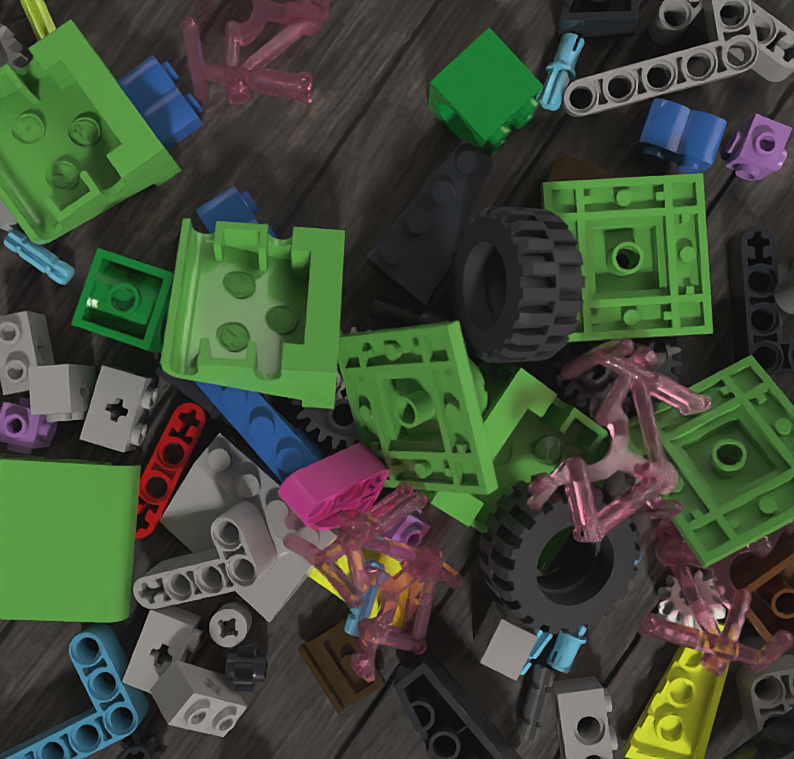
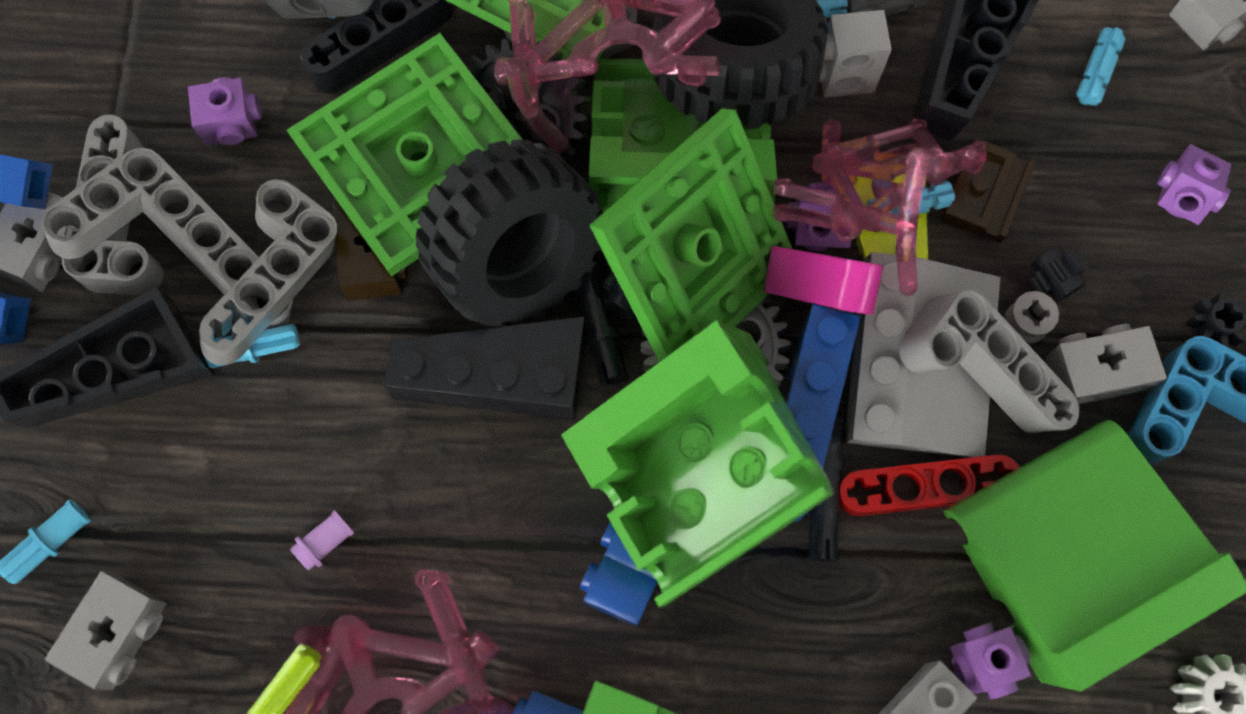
camera: 125 degrees left, 15 degrees down
(61, 391) = (927, 635): light grey brick -> none
(105, 423) = (929, 564): light grey brick -> none
(125, 301) = (783, 616): green brick -> none
(197, 699) = (1124, 291): light grey brick -> none
(388, 31) = (321, 541): none -> lavender pin
(485, 94) = (326, 393): green brick -> none
(597, 93) = (261, 278): none -> light grey beam
(679, 136) = (240, 175): blue brick -> none

